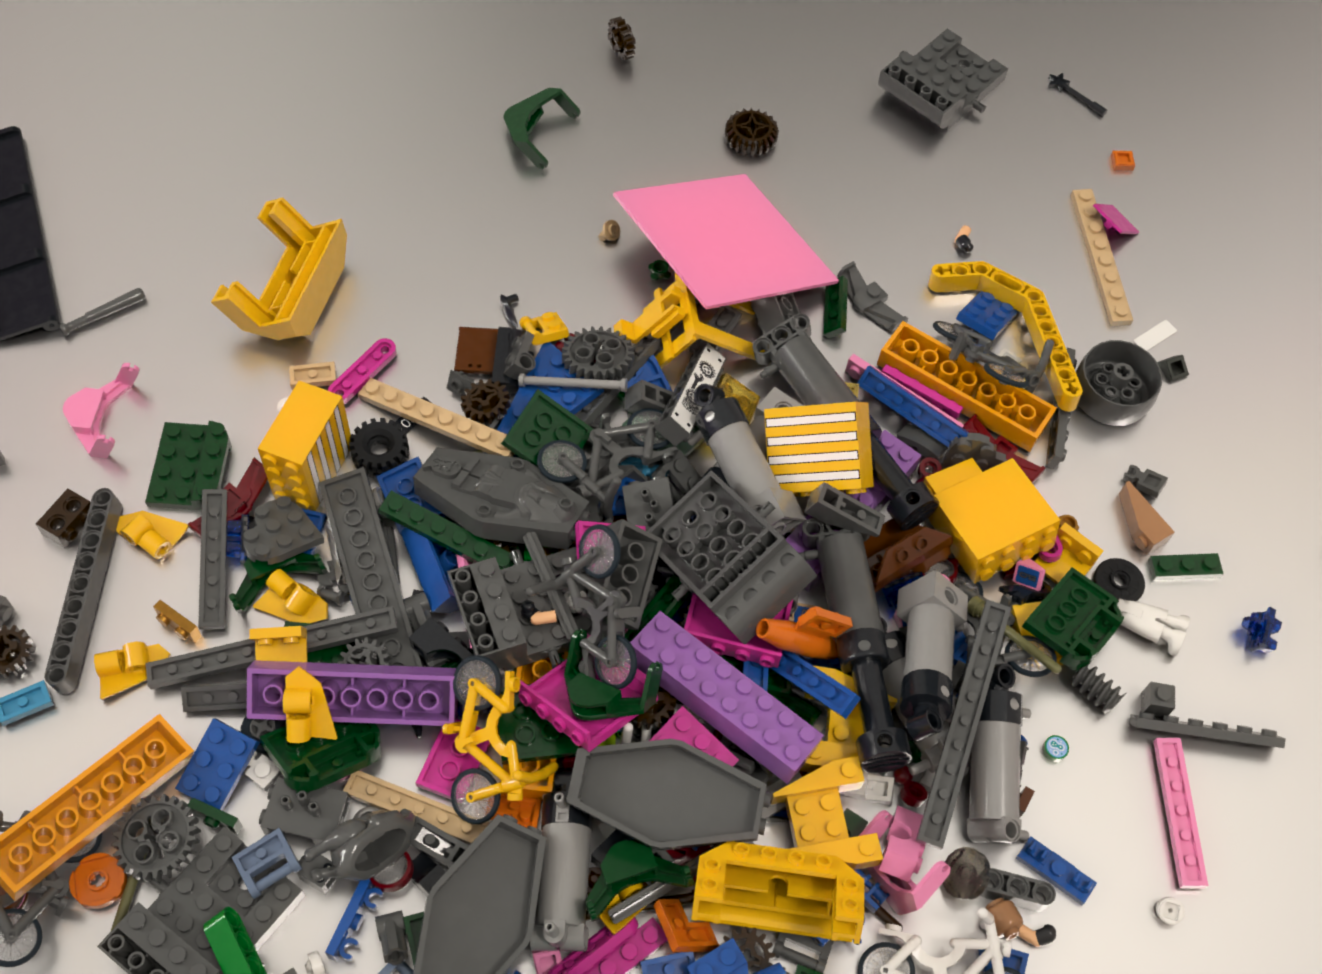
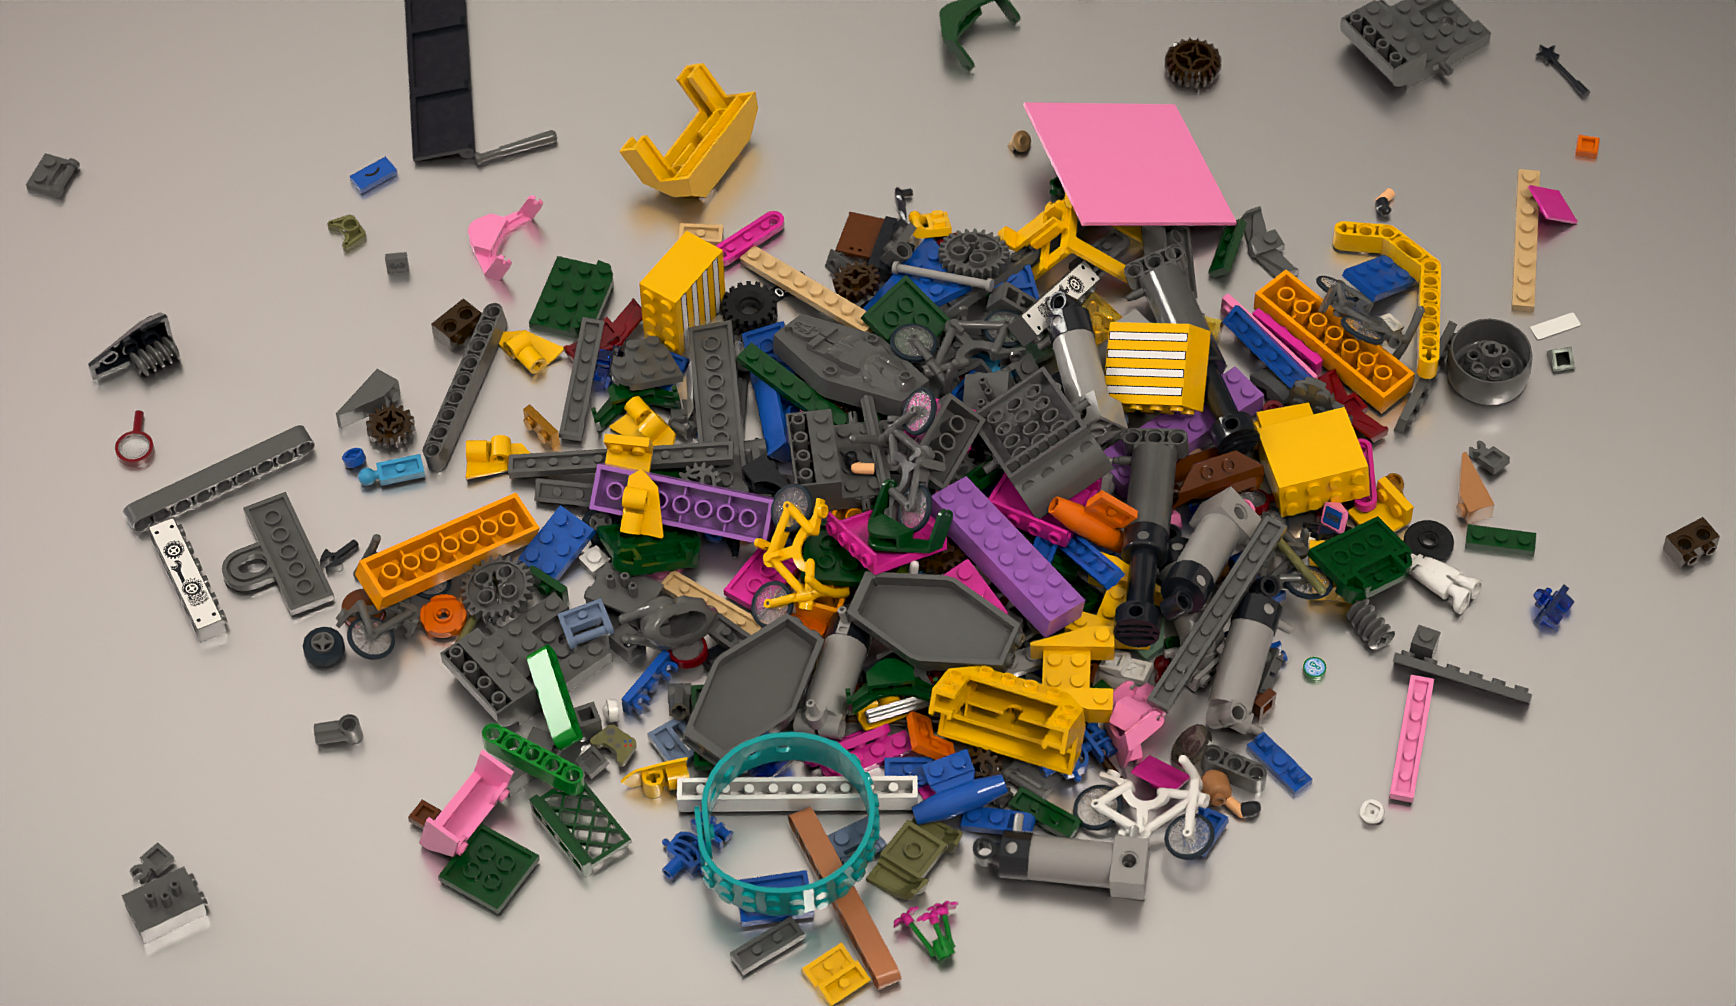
camera: 20 degrees right, 5 degrees down
(843, 511) = (1160, 423): dark grey slope -> none
(944, 916) = (1160, 774): none -> dark pink piece

